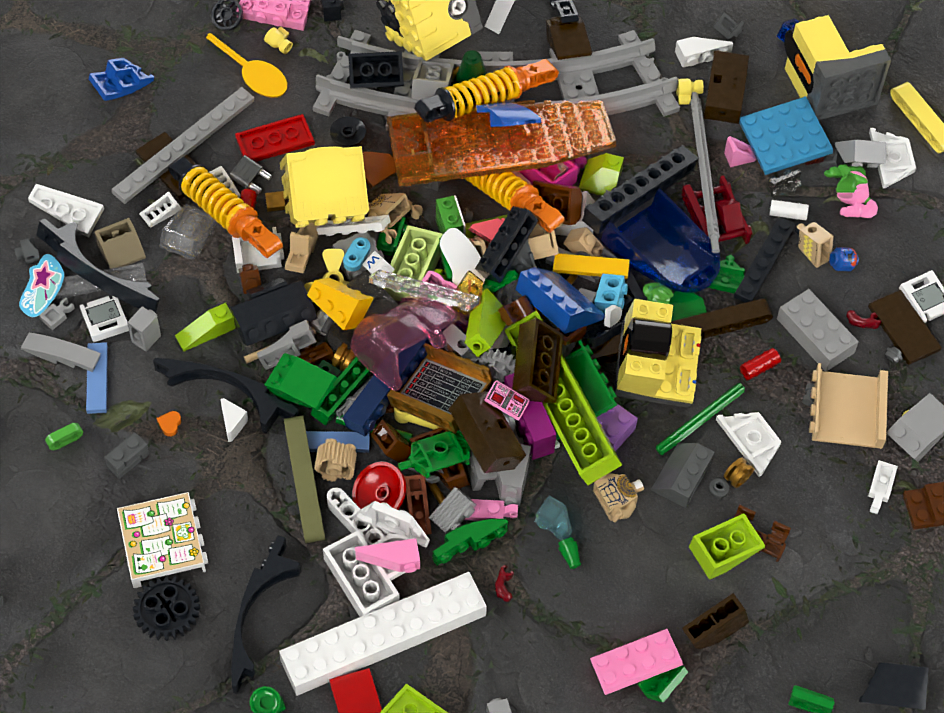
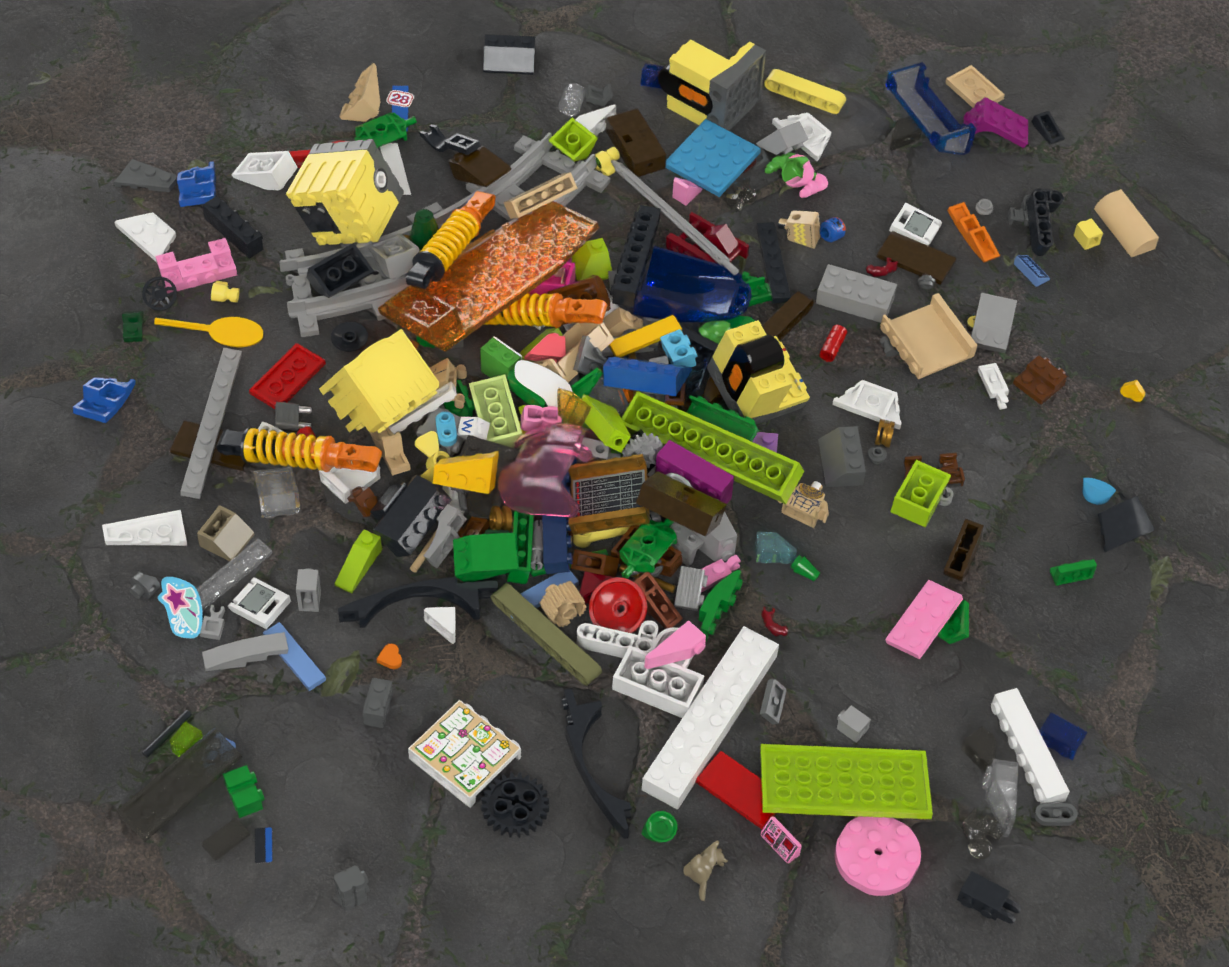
camera: 35 degrees left, 5 degrees down
(64, 243) = (176, 559): black slope -> none
(64, 436) = (307, 719): bright green beam -> none
(163, 201) = (235, 473): white slope -> none
(189, 30) = (132, 326): none -> dark green slope
(275, 201) = (331, 426): pearl gold tile -> none
(371, 456) = (590, 583): none -> dark red slope
(393, 521) = (652, 620): white wing -> none
(423, 289) = (543, 420): clear plate -> none
(447, 653) = (773, 701): none -> dark grey plate
(506, 244) = (575, 350): black brick -> none
(507, 400) = (678, 469): slope -> none
(508, 114) = (489, 247): blue slope -> none
(516, 310) = (620, 400): reddish brown plate -> none
(537, 361) = (676, 427): dark brown slope -> none
(594, 90) = (540, 195): none -> tan brick
(612, 315) = (696, 365): white tile -> none
(669, 57) = (574, 140): none -> lime slope
(700, 19) = (572, 99): none -> clear wheel
(700, 419) = (820, 410): green axle -> none
(752, 567) = (946, 501): none -> light grey bush
(789, 210) = (760, 214): white axle -> none
(899, 640) = (1097, 491): none -> dark azure piece

